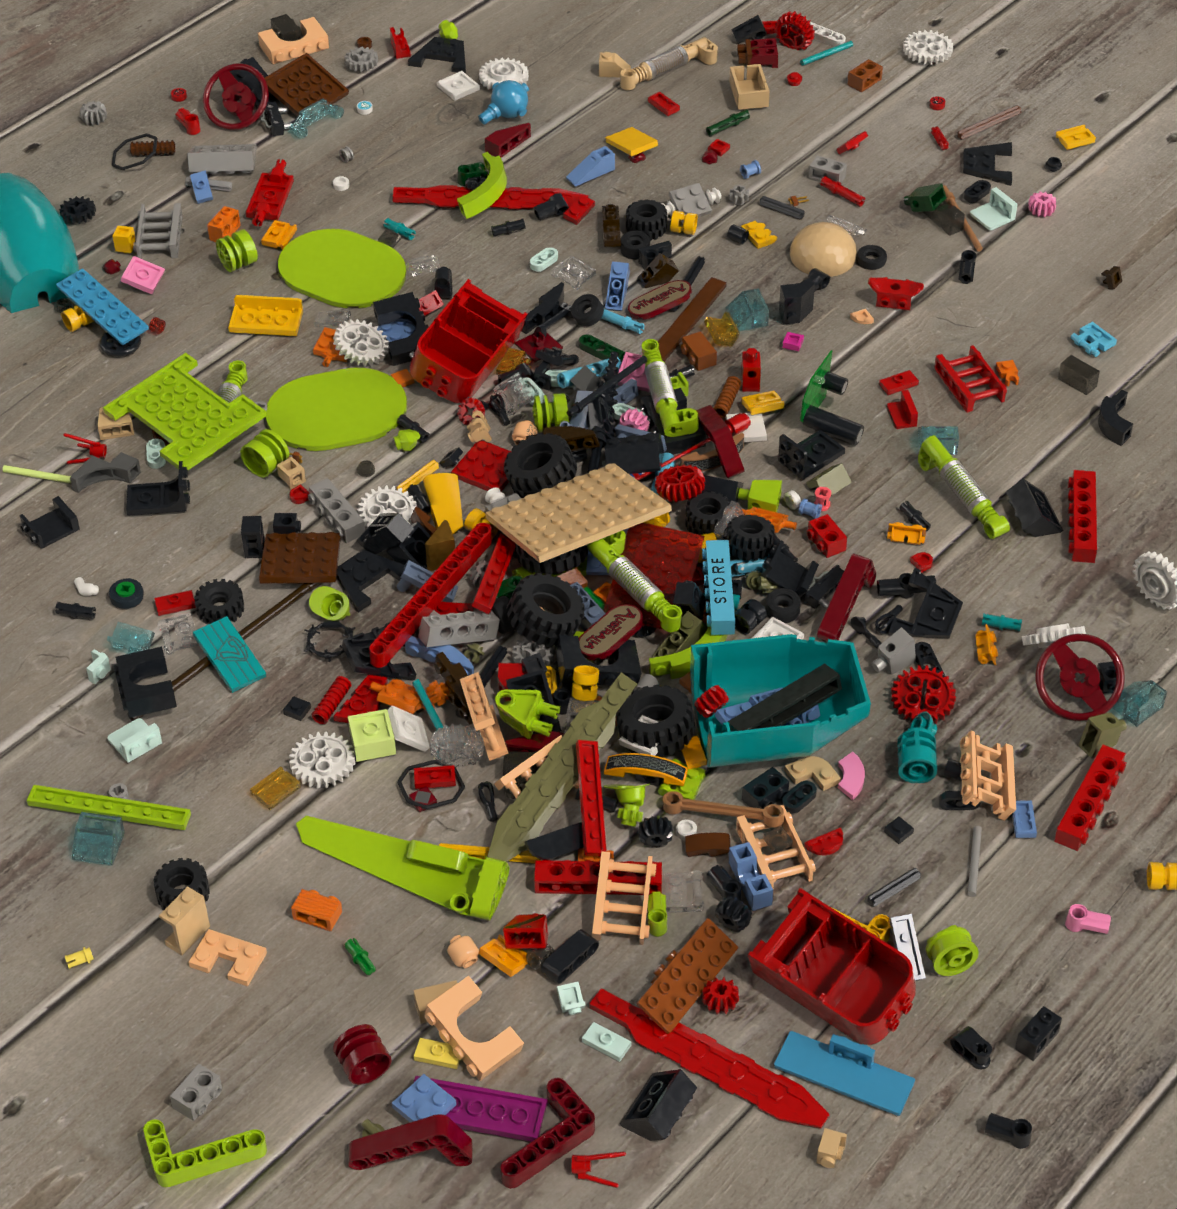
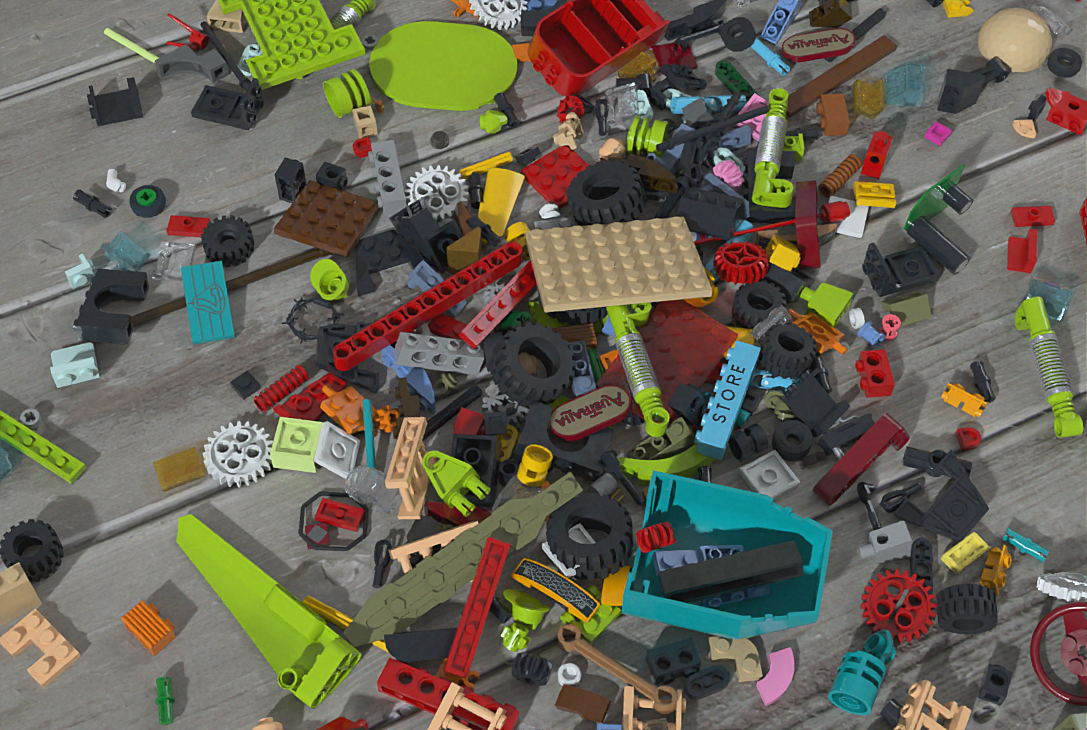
camera: 20 degrees right, 10 degrees up
(165, 470) = (244, 81): none -> black bar
(455, 526) = (486, 231): none -> black axle
(648, 665) = (613, 465): none -> black piece
(711, 466) = (782, 253): none -> yellow brick
(865, 297) = (1036, 107): none -> black plate
(957, 642) = (965, 553): none -> light yellow plate
(977, 676) = (967, 609): none -> black tyre
(1022, 724) = (991, 692): none -> black brick

